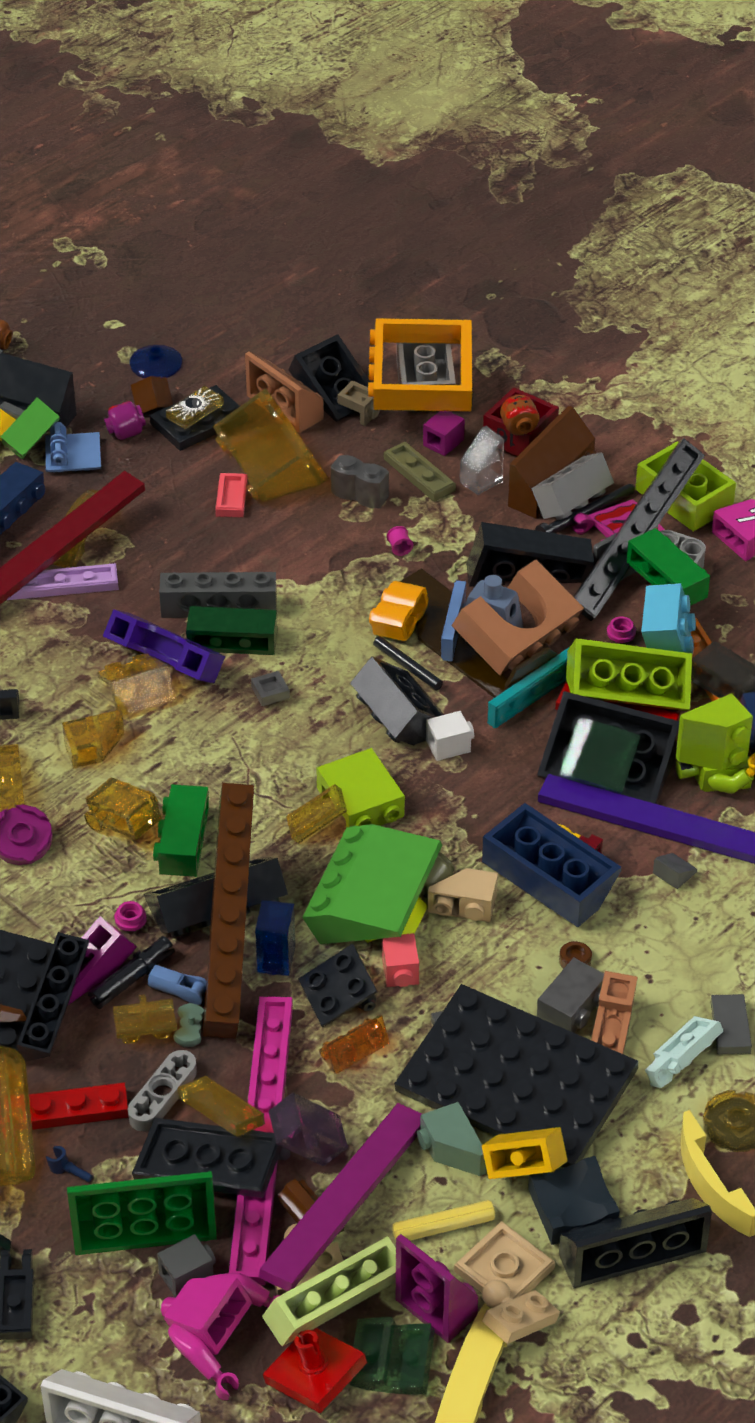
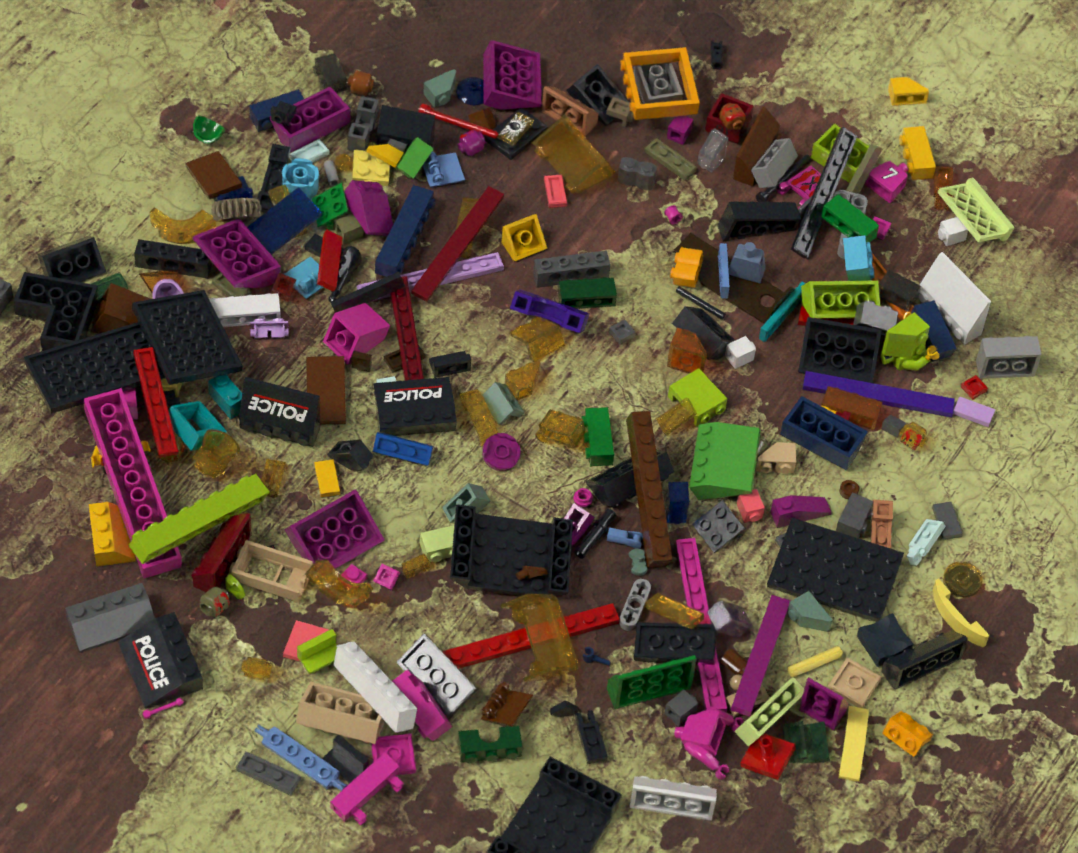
camera: 15 degrees left, 10 degrees up
(48, 763) = (502, 403): none -> sand green panel
(82, 381) = (424, 108): none -> red piece
(106, 351) = (440, 88): none -> sand green slope
(144, 1019) = (614, 562): clear yellow hips -> none
(159, 545) = (523, 237): none -> yellow slope
(211, 345) = (511, 77): none -> magenta slope
(355, 721) = (686, 352): none -> clear orange slope
(355, 1044) = (741, 558): clear orange hinge -> none
(482, 972) = (798, 507): none -> magenta slope
(507, 645) = (761, 285): nougat arch -> none
(517, 1316) = (869, 711): tan plate -> none
(524, 1153) = (854, 617): yellow brick -> none
(527, 348) = (716, 55): none -> black bar
(576, 1363) = (907, 733): none -> light orange bracket
(599, 755) = (836, 356): clear green slope -> none
(621, 630) = (826, 264): dark pink plate -> none
(624, 838) = (863, 410): none -> clear orange brick
(671, 699) = (875, 316): none -> flat silver brick
(701, 886) = (913, 435): none -> clear yellow head
(709, 502) = (864, 169): none -> olive tile
(721, 590) = (884, 227): none -> dark pink plate

